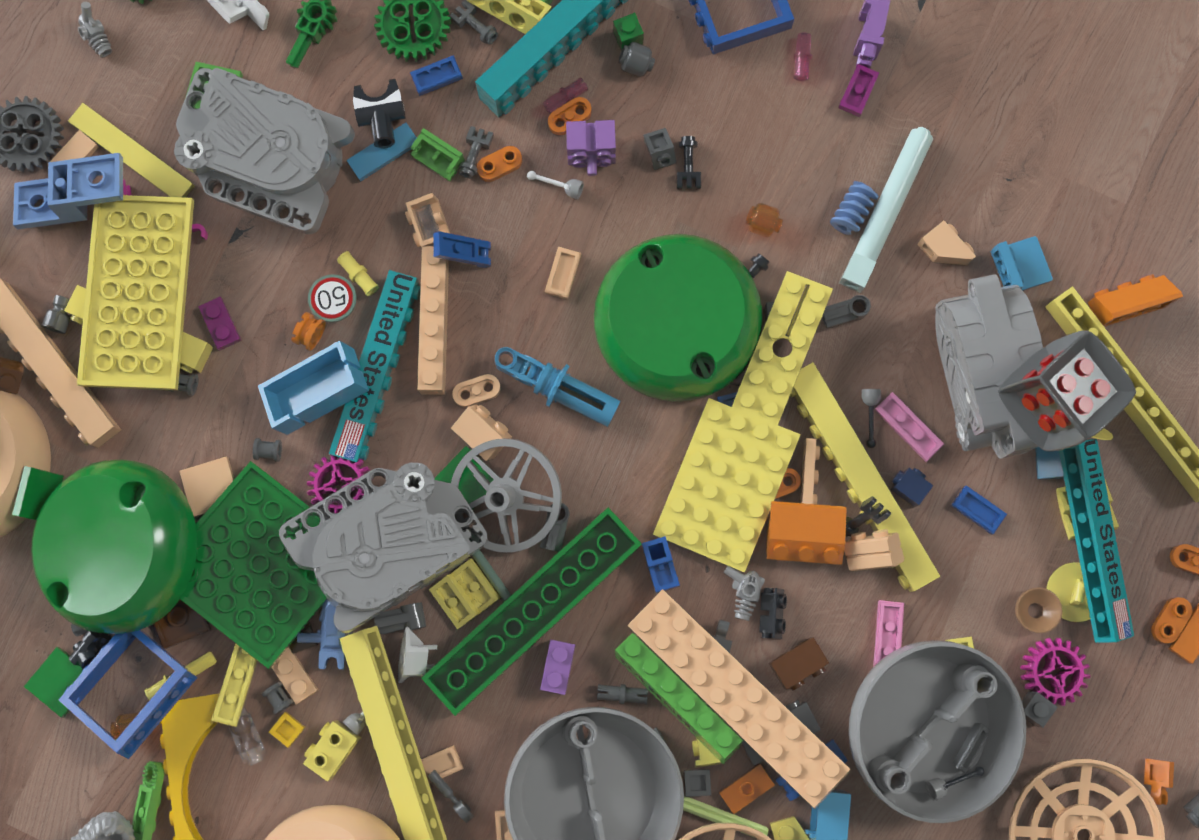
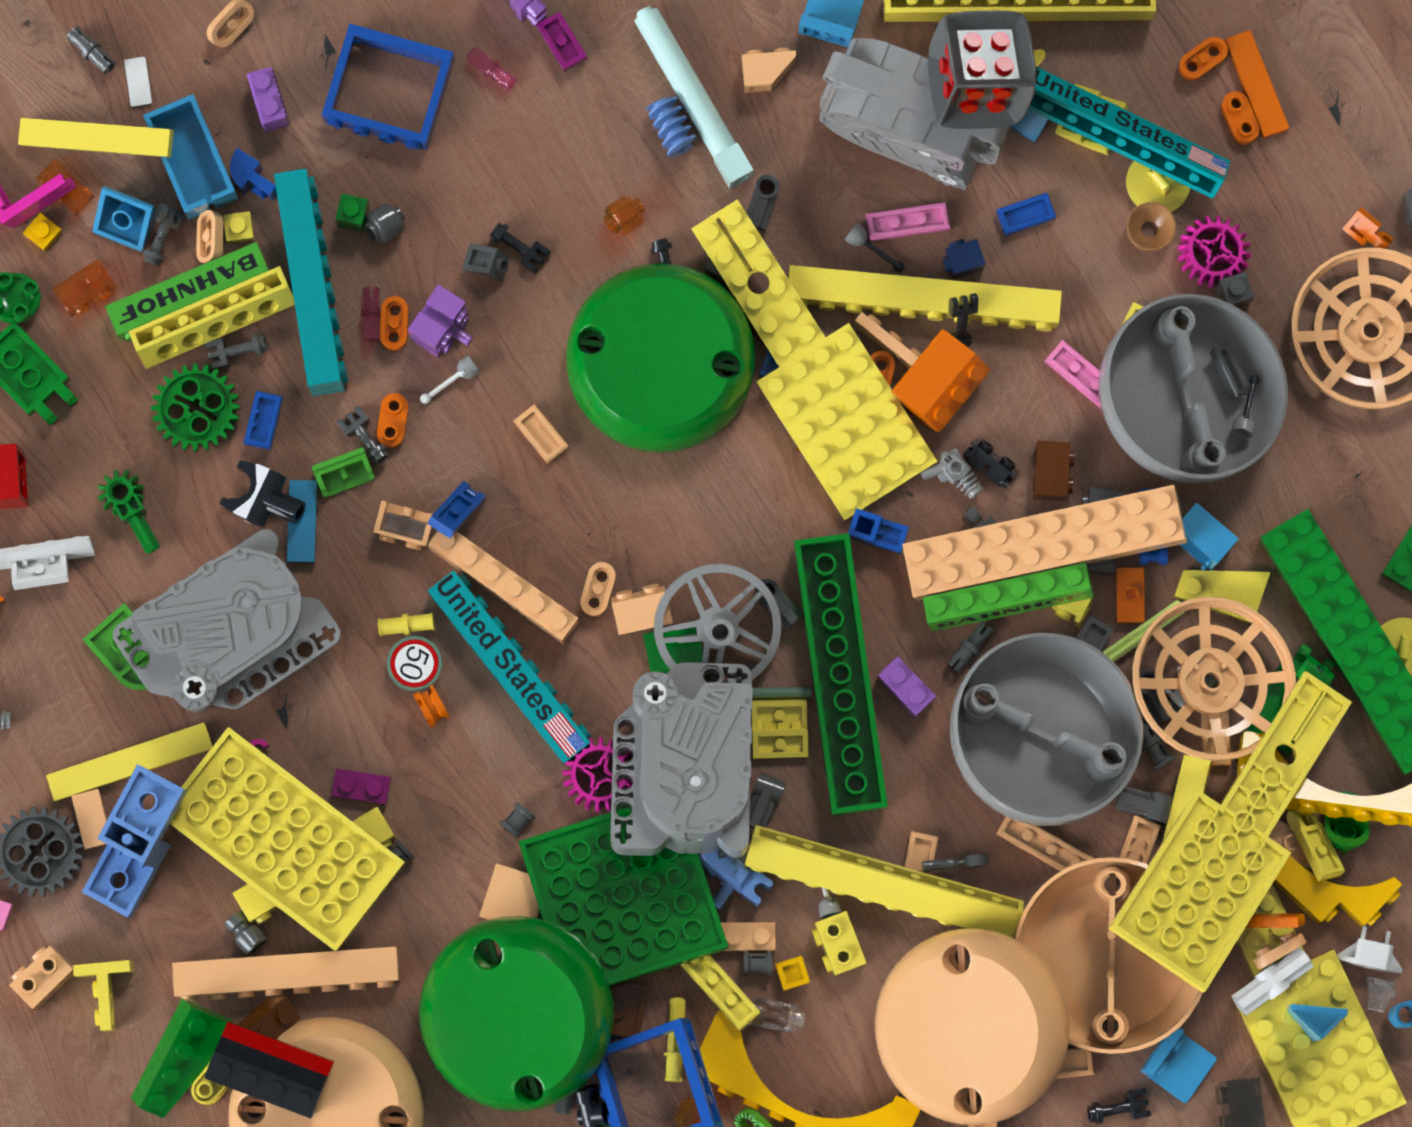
camera: 60 degrees left, 0 degrees up
(34, 491) = (411, 1059): green tile -> none
(313, 388) = (493, 734): dark azure piece -> none
(413, 656) = (806, 812): white piece -> none
(547, 381) = (639, 514): dark azure piece -> none
(873, 551) = (998, 333): light nougat brick -> none

